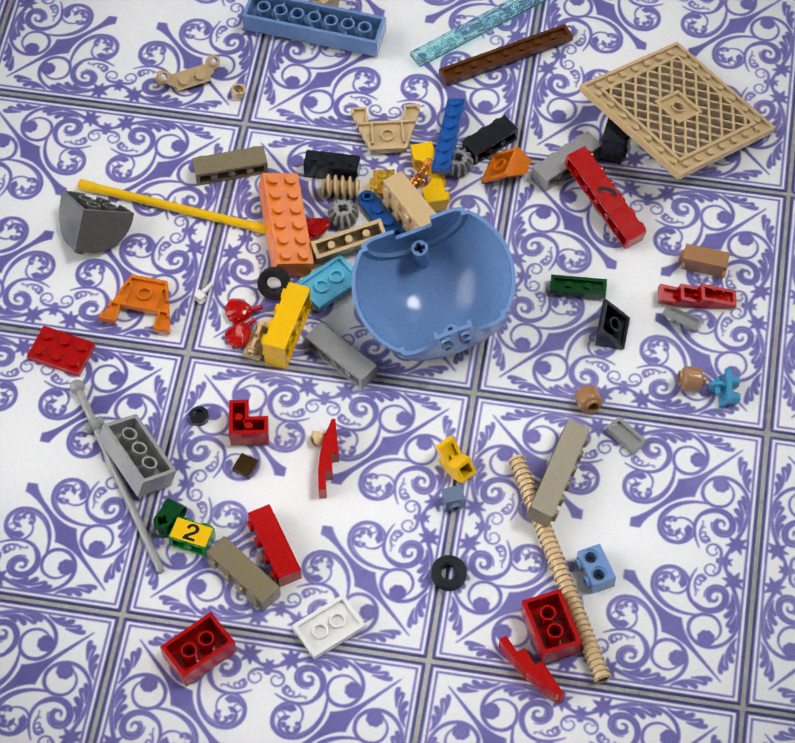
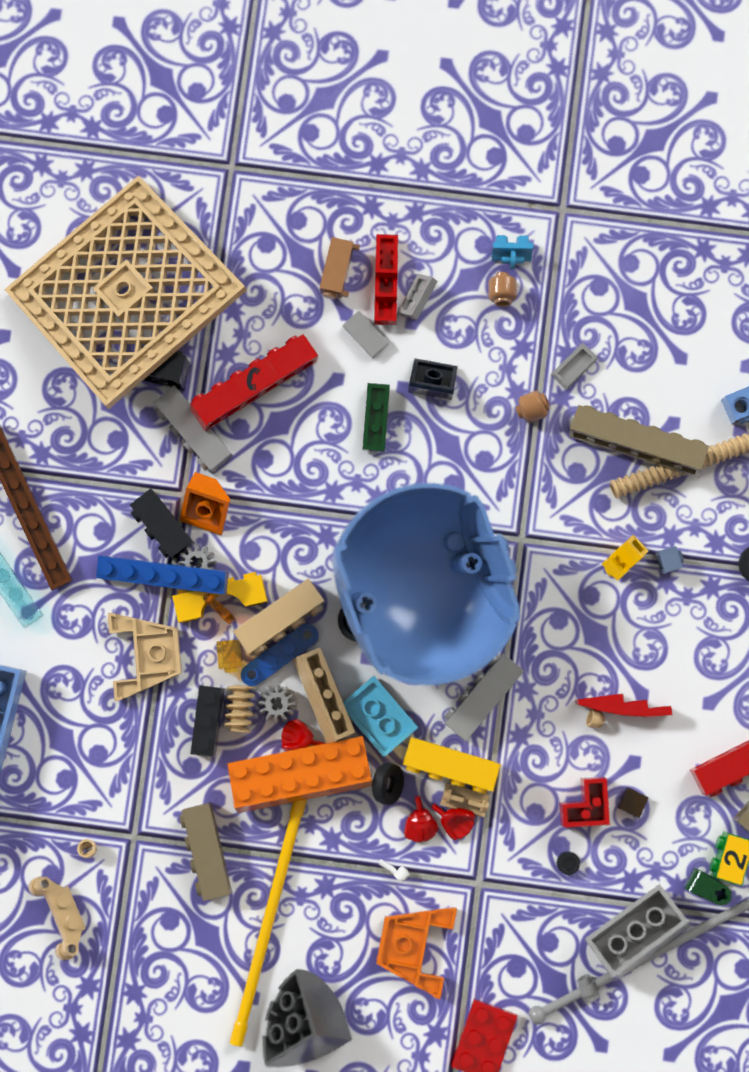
camera: 90 degrees left, 25 degrees up
(649, 282) = (365, 334): none -> light grey tile

